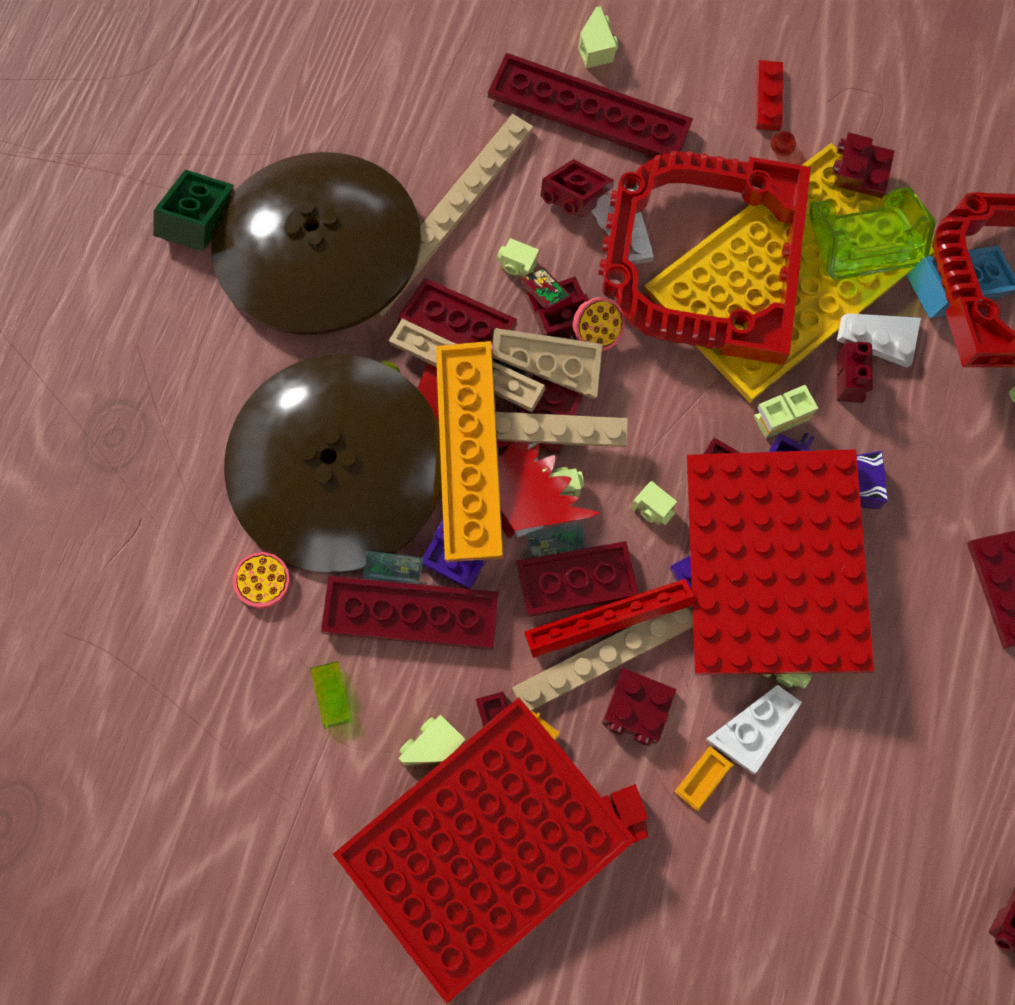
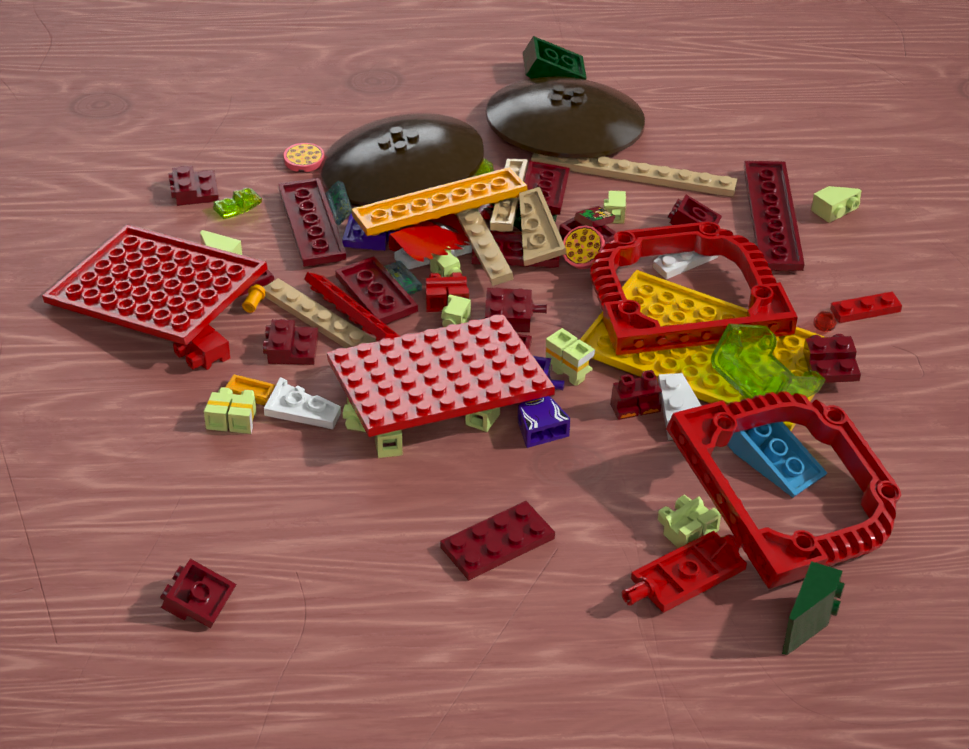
camera: 75 degrees right, 30 degrees down
(271, 742) = (192, 186): none -> dark red plate
(614, 500) = (439, 289): none -> red hips
(663, 441) = (514, 305): none -> dark red plate
(747, 812) = (230, 411): none -> yellowish green hips

